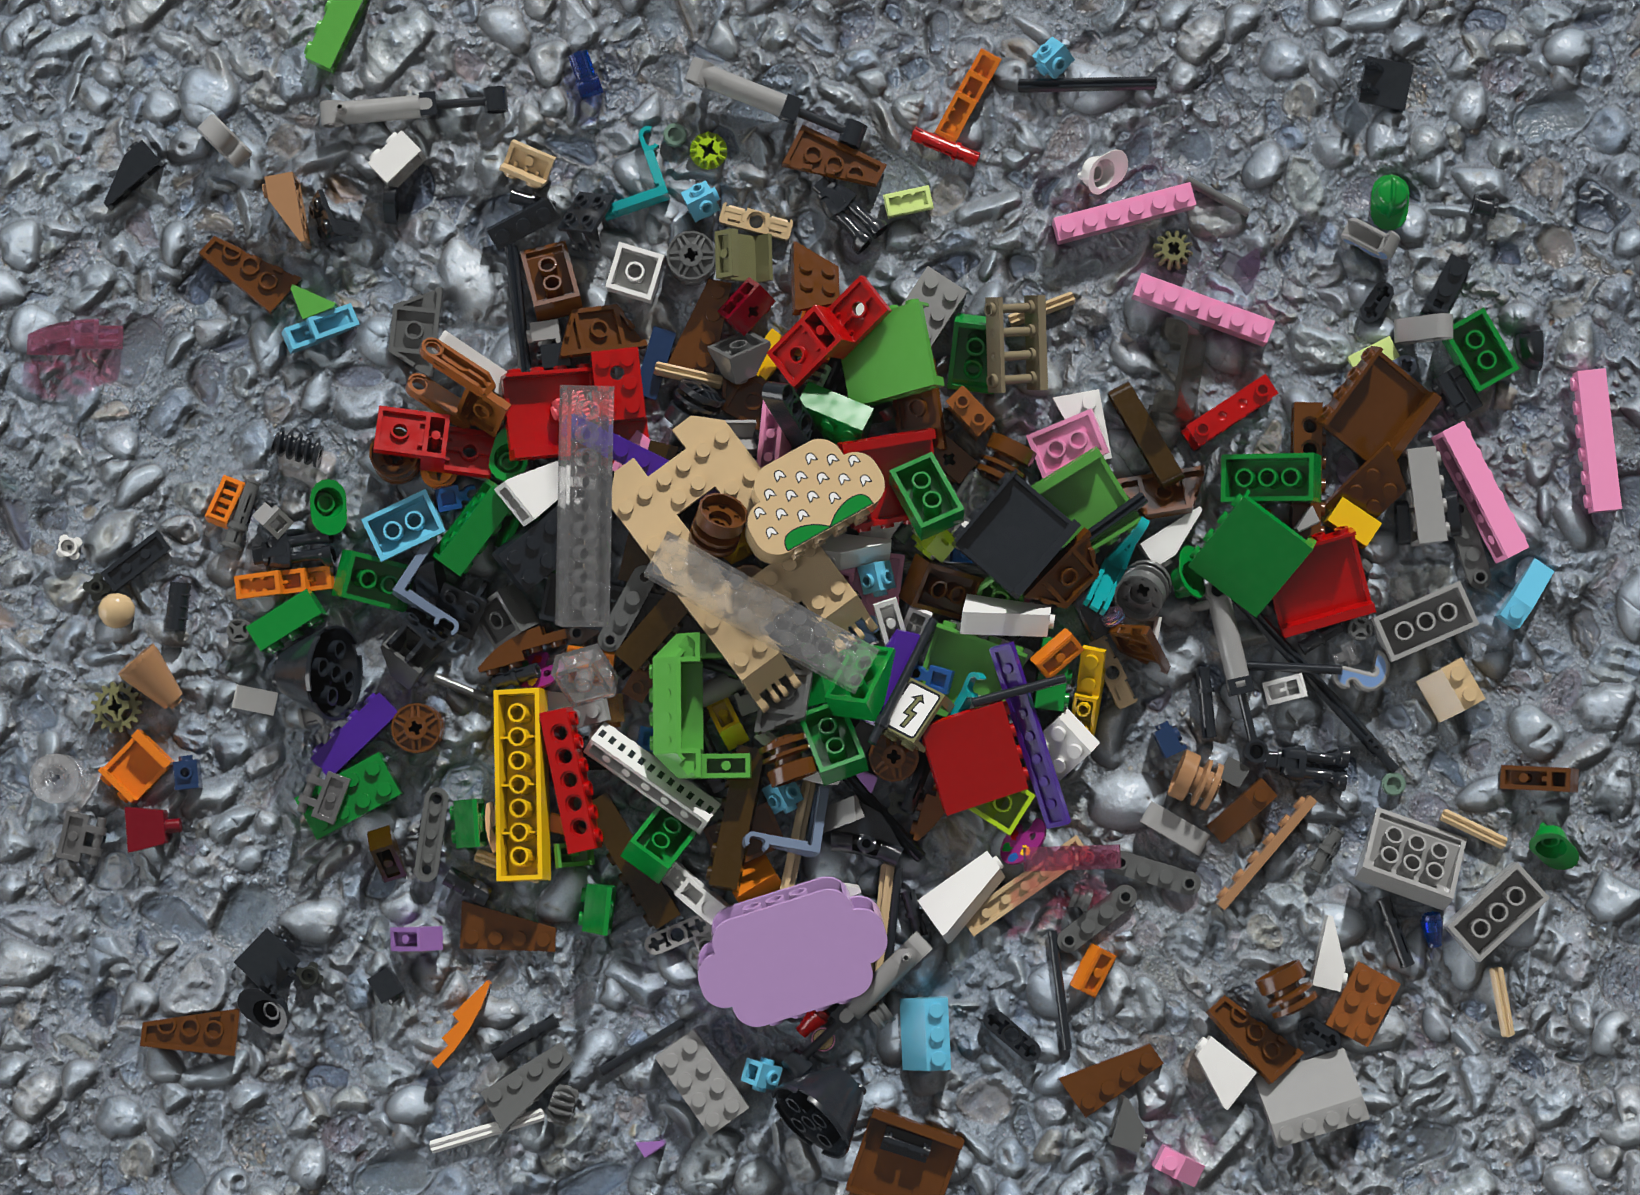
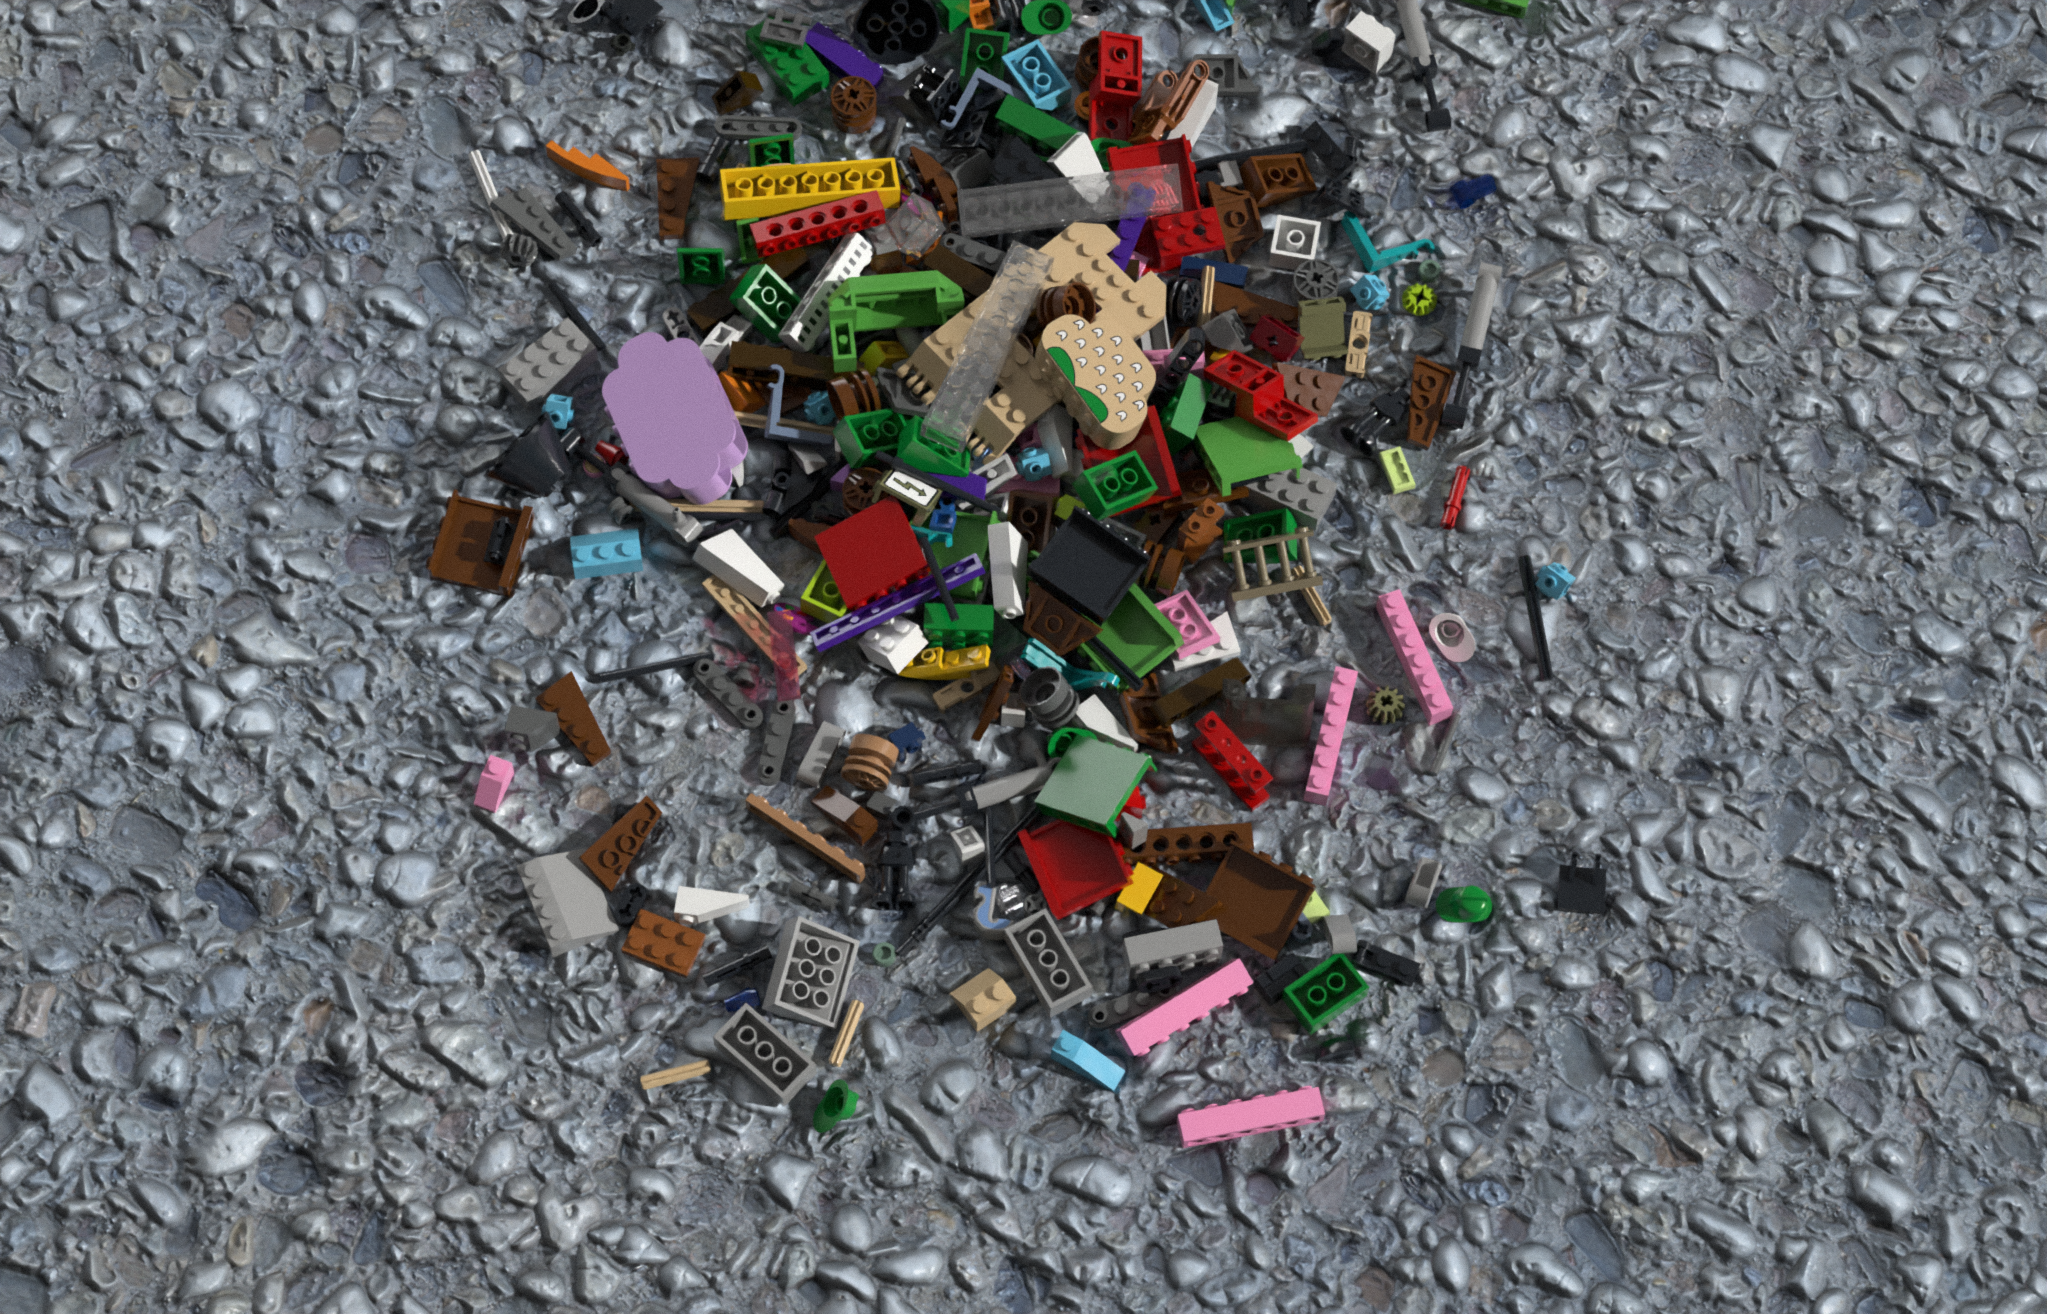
camera: 80 degrees right, 20 degrees down
(386, 986) = (618, 103): black brick -> none
(416, 938) = (662, 124): medium lavender slope -> none
(450, 497) = (1068, 113): blue plate -> none
(527, 164) = (1382, 150): tan bracket -> none
(649, 1147) = (483, 327): medium lavender slope -> none
(968, 95) = (1507, 514): orange slope -> none
(1029, 1041) = (625, 619): black beam -> none
(1057, 653) = (978, 617): orange slope -> none
(1093, 970) = (677, 696): orange slope -> none
(1223, 1070) = (588, 816): white slope -> none
(1272, 477) = (1172, 803): green brick -> none
(1287, 990) = (676, 860): reddish brown wheel -> none
(1380, 305) = (1357, 901): black beam -> none
(1484, 206) = (1472, 990): black bush -> none
(1539, 778) = (902, 1091): reddish brown slope -> none

